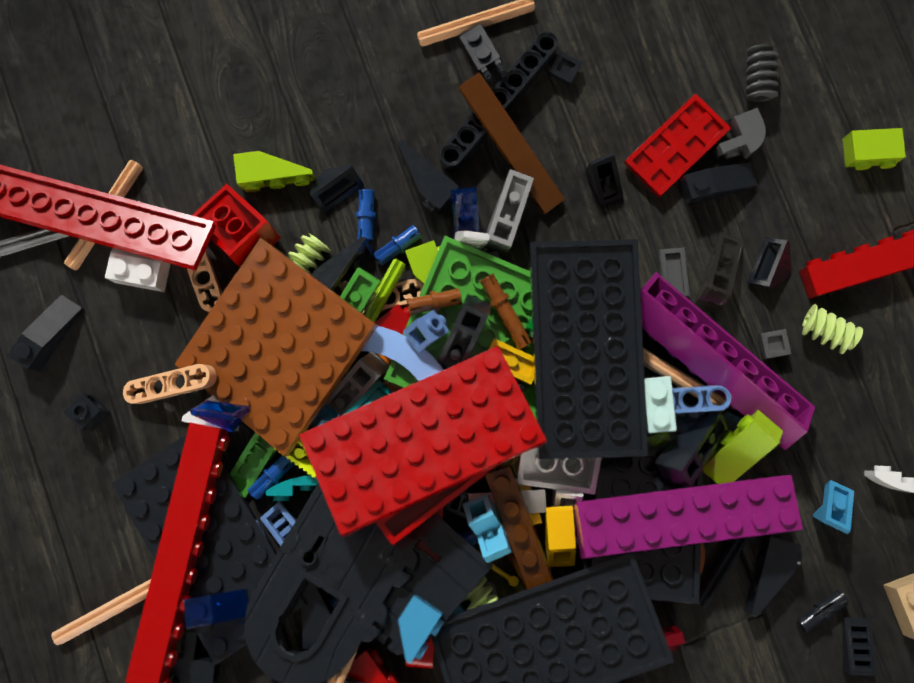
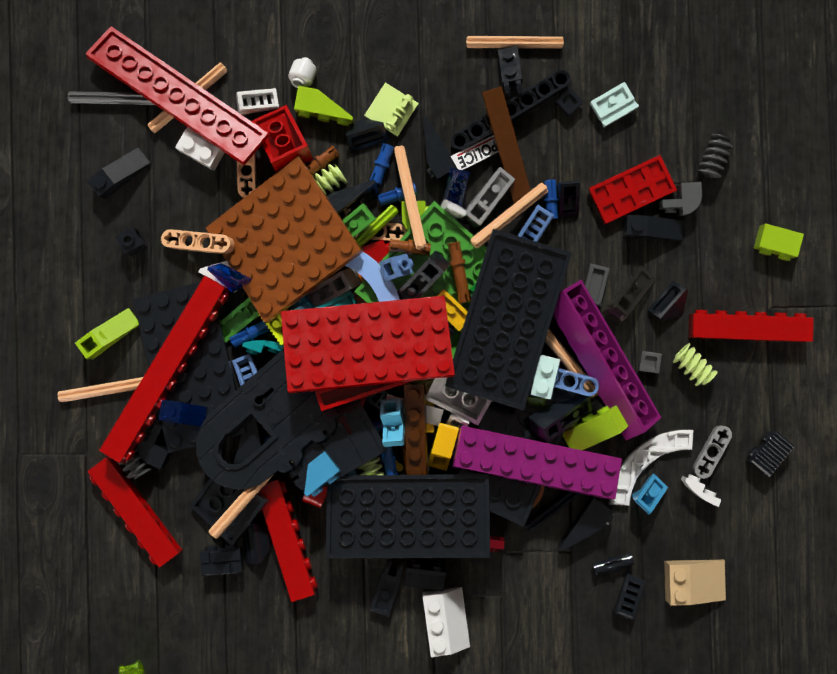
camera: 20 degrees right, 5 degrees up
(90, 539) = (107, 334): none -> lime slope
(185, 183) = (256, 94): none -> white slope
(233, 138) = (302, 72): none -> white head
(293, 234) = (321, 161): none -> dark orange pin
(356, 145) = (391, 108): none -> yellowish green hinge
(414, 243) = (410, 198): none -> light nougat axle
(475, 164) = (475, 153): none -> sticker
(498, 577) = (388, 459): none -> blue pin
(541, 223) = (509, 215): none -> light nougat axle
(581, 206) = (542, 211): none -> medium blue slope
(584, 189) = (551, 197): none -> blue axle
(619, 54) = (614, 104): none -> light aqua plate
(813, 456) = (645, 455): none -> white tile
(900, 422) = (720, 450): none -> light grey beam

